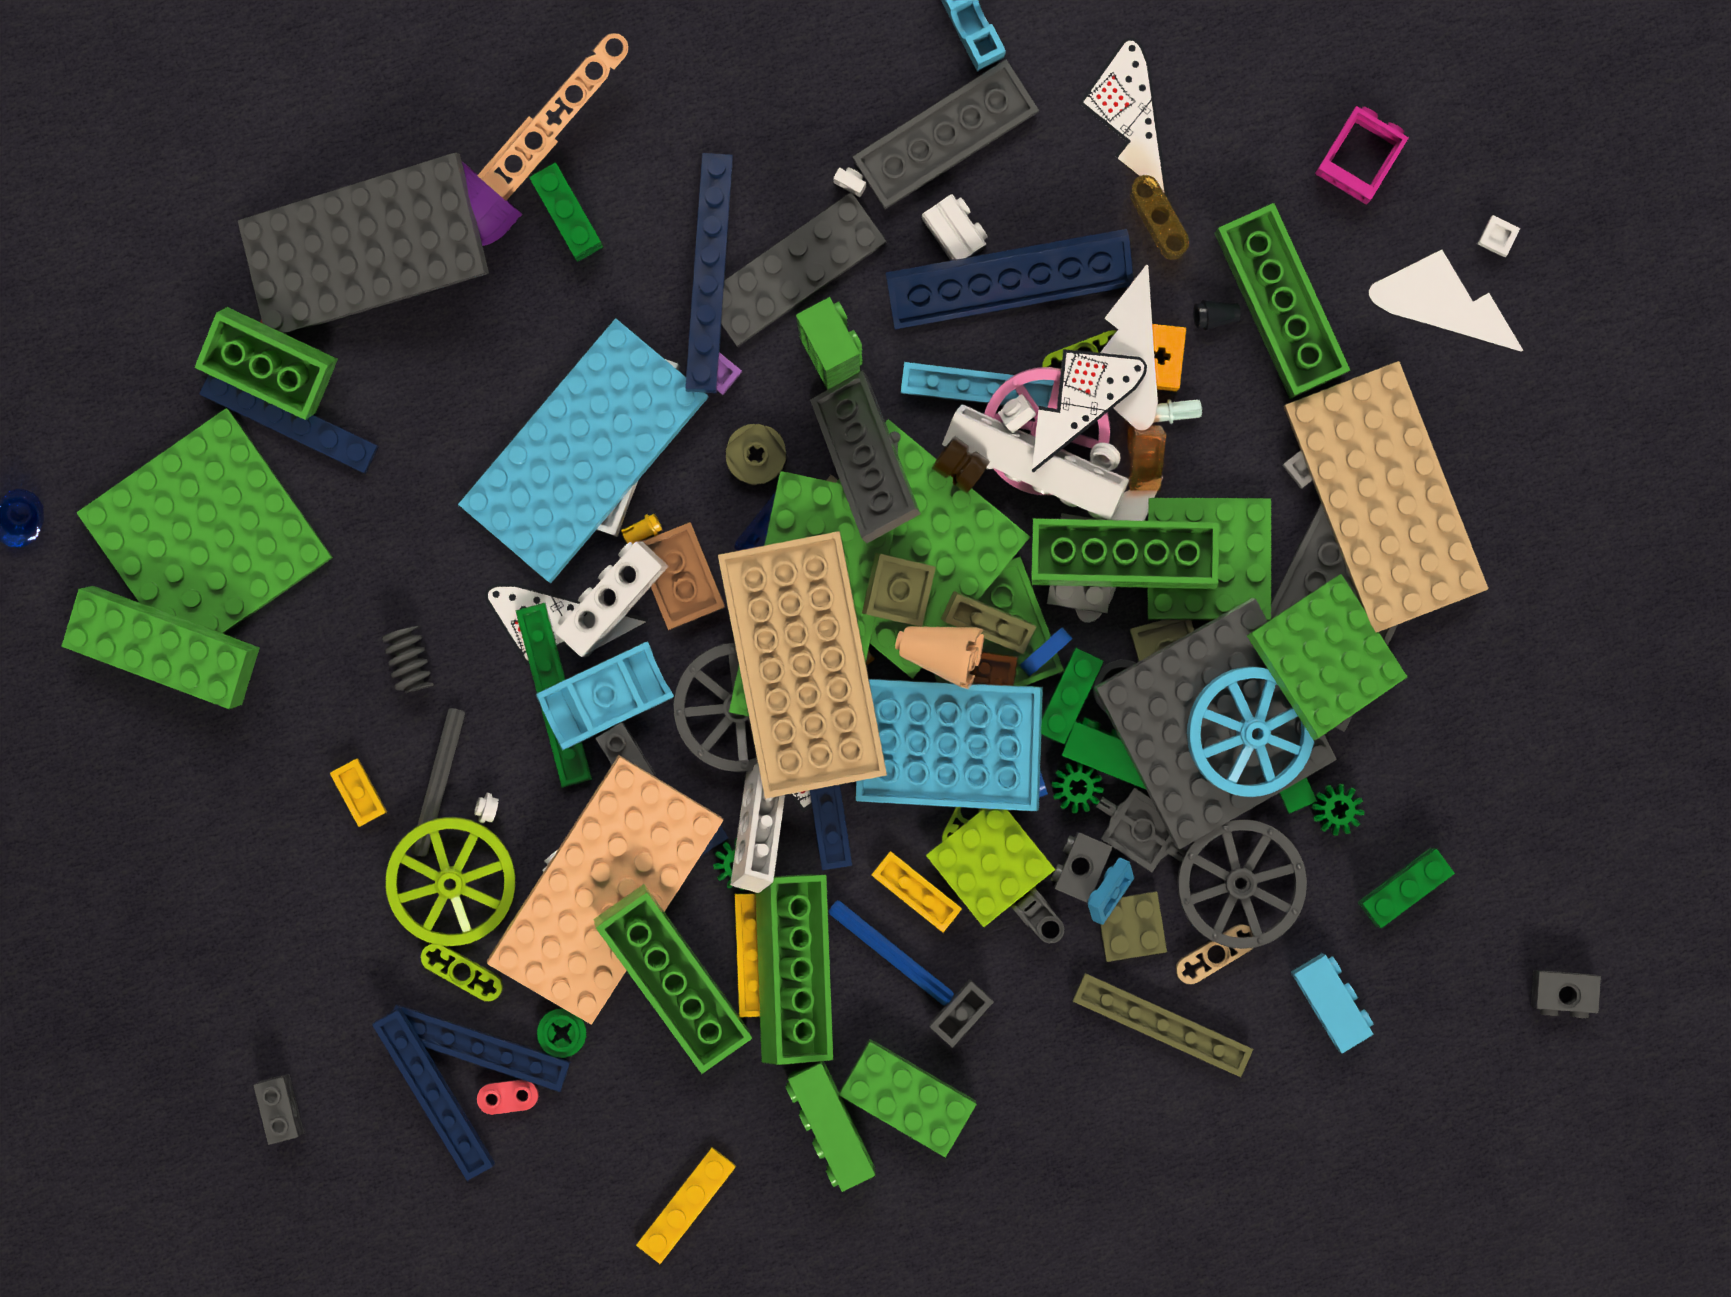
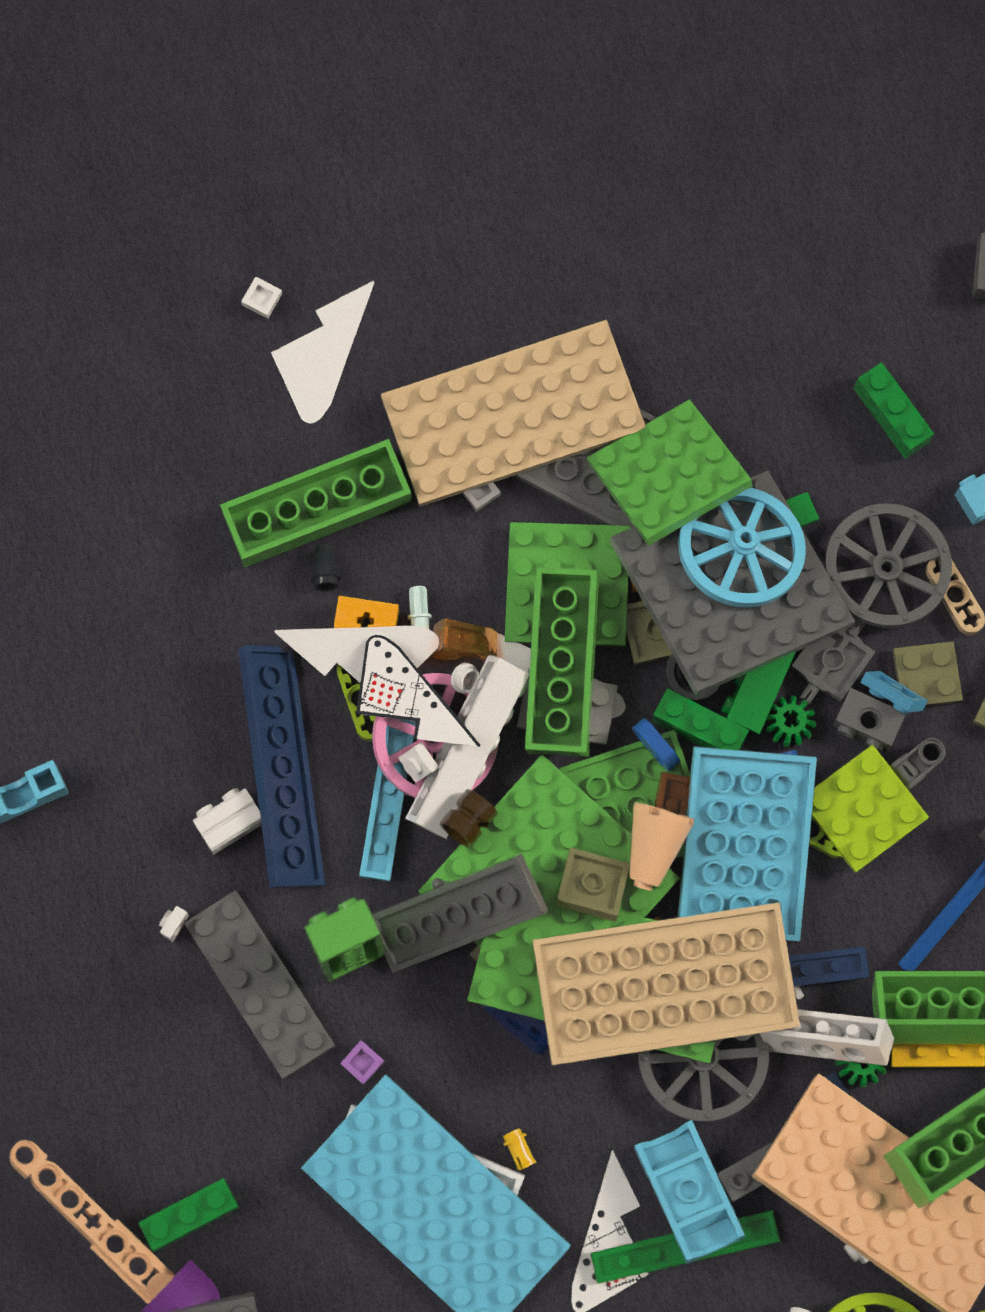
camera: 90 degrees left, 10 degrees down
(648, 570) = (629, 1210): white brick -> none
(687, 585) = (567, 1112): medium nougat plate -> none
(709, 273) = (260, 1068): dark blue plate -> none
(759, 437) = (450, 1012): olive plate -> none
(916, 891) = (891, 884): yellow plate -> none
(945, 134) = (131, 826): dark grey plate -> none
(996, 624) = (629, 788): olive plate -> none
(1126, 104) = (109, 649): sticker -> none
(1159, 202) = (234, 606): clear yellow beam -> none
(1328, 805) = (820, 463): green gear -> none
(1346, 181) = (198, 440): dark pink window -> none

